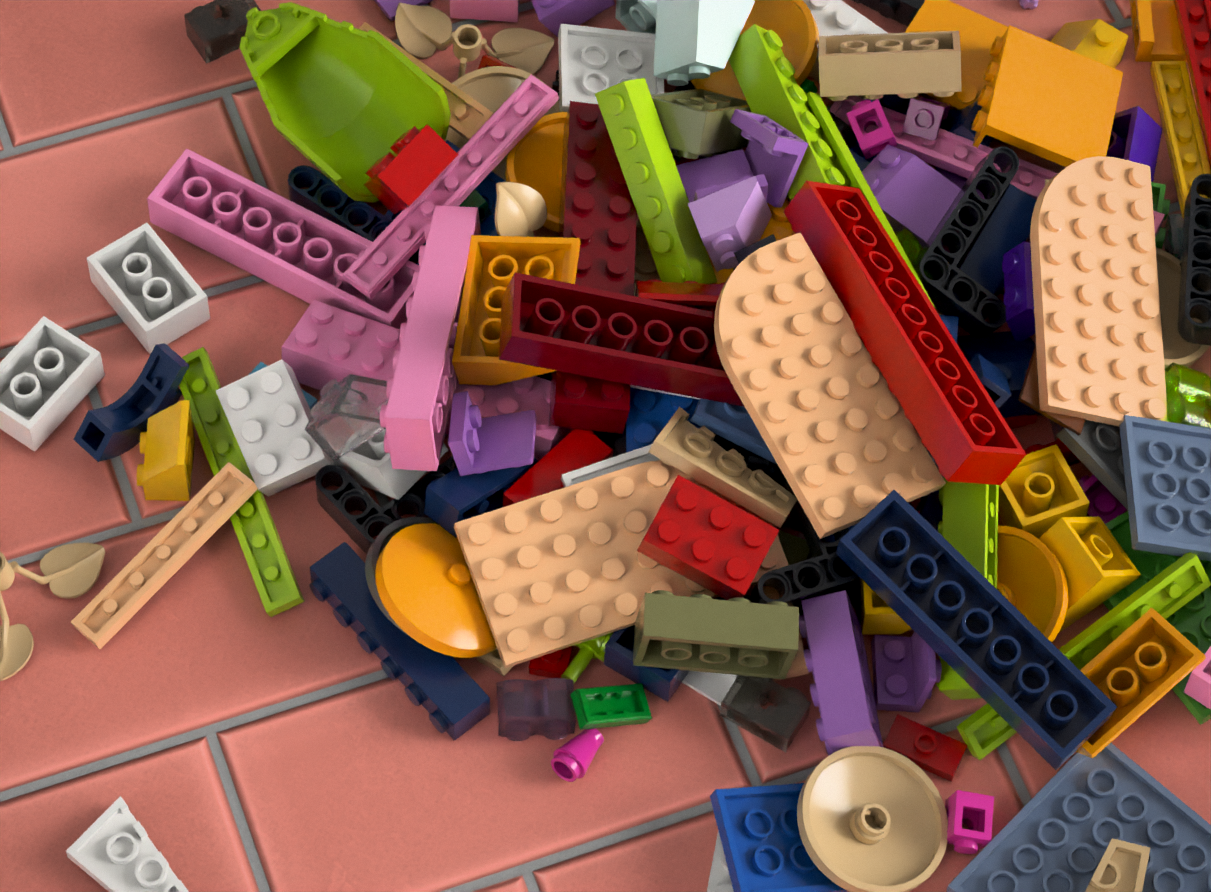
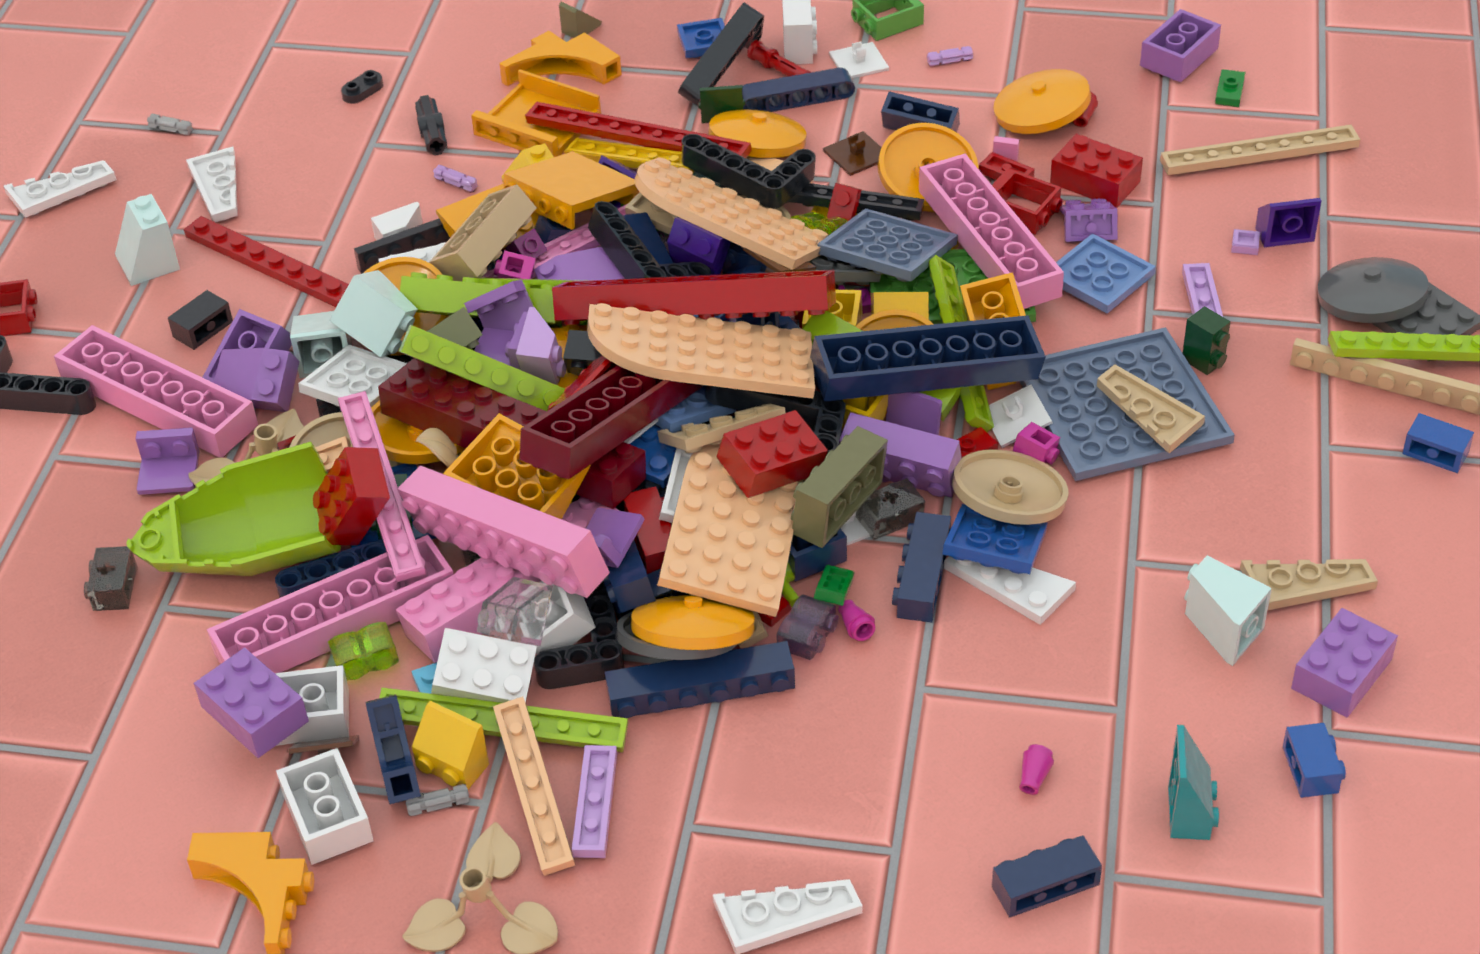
camera: 55 degrees left, 15 degrees down
(99, 244) = (251, 702): none -> medium lavender brick
(111, 338) = (323, 745): none -> reddish brown piece
(114, 481) = (438, 800): none -> light grey axle
(185, 624) = (594, 802): none -> lavender plate
(258, 303) = (364, 650): none -> clear neon green brick
(684, 788) = (923, 567): none -> dark blue brick
(1012, 775) = (1015, 413): none -> white piece

